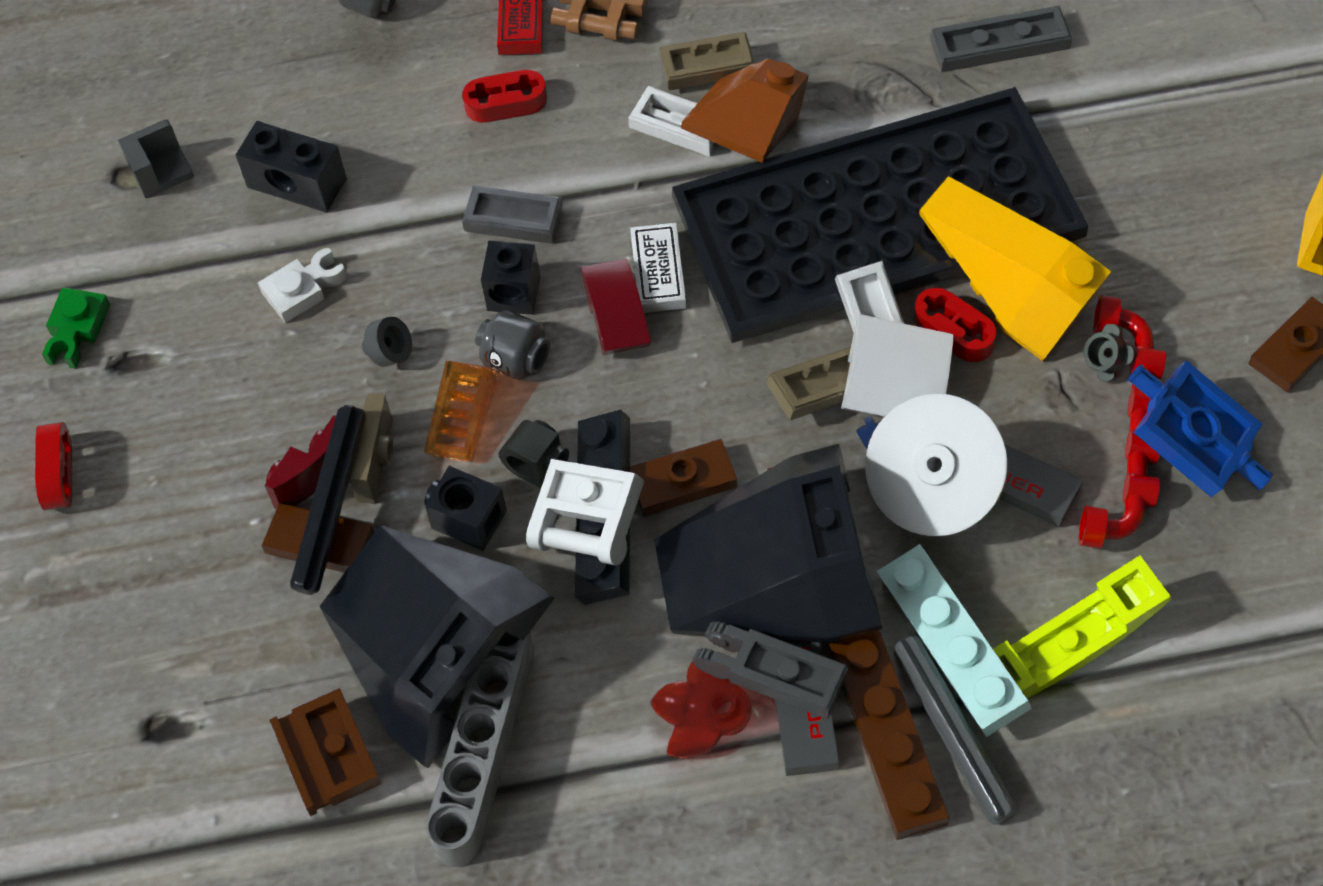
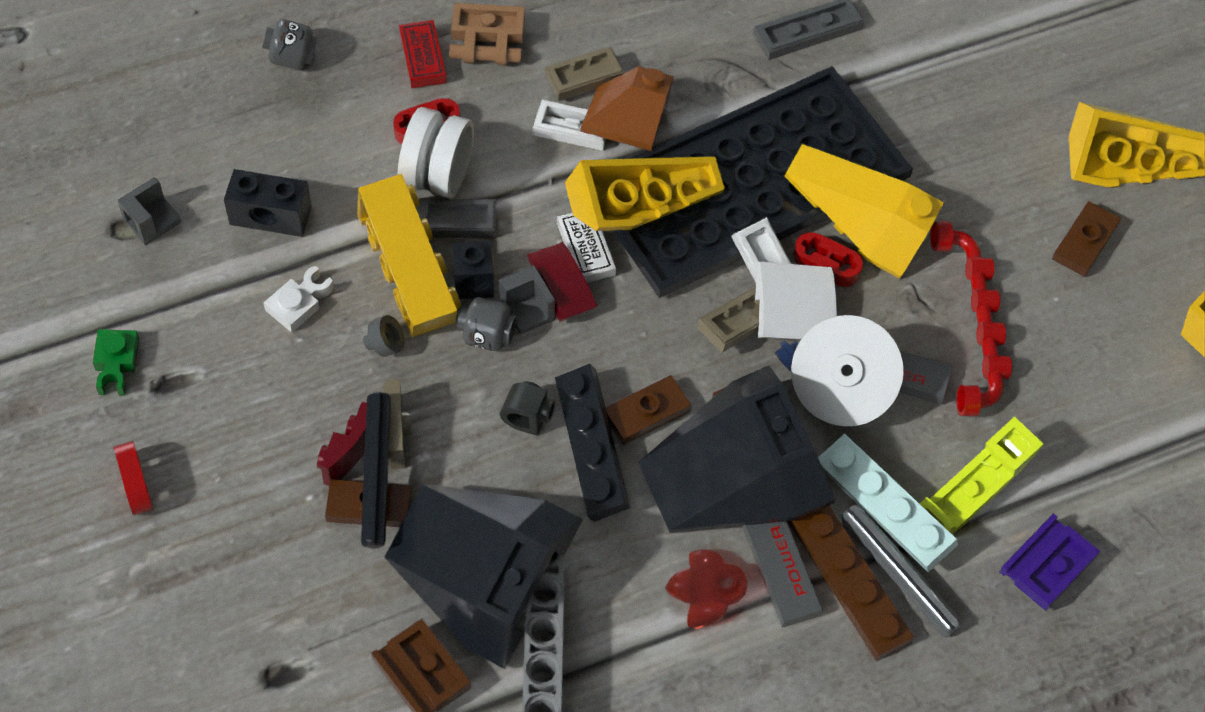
camera: 20 degrees left, 0 degrees up
(433, 248) = (407, 255): none -> yellow wedge
(469, 375) = (457, 353): clear orange slope -> none
(471, 525) = (488, 474): black brick -> none
(497, 131) = (436, 152): none -> white wheel
(567, 321) = (528, 299): none -> dark grey panel
(589, 495) = (584, 435): white plate -> none
(729, 207) = (637, 191): none -> yellow wedge
(773, 668) = (757, 546): dark grey hinge -> none
(1096, 352) = (939, 262): pearl dark grey plate -> none
(1151, 750) = (1049, 562): none -> dark purple plate
(1198, 428) = (1031, 314): blue plate -> none

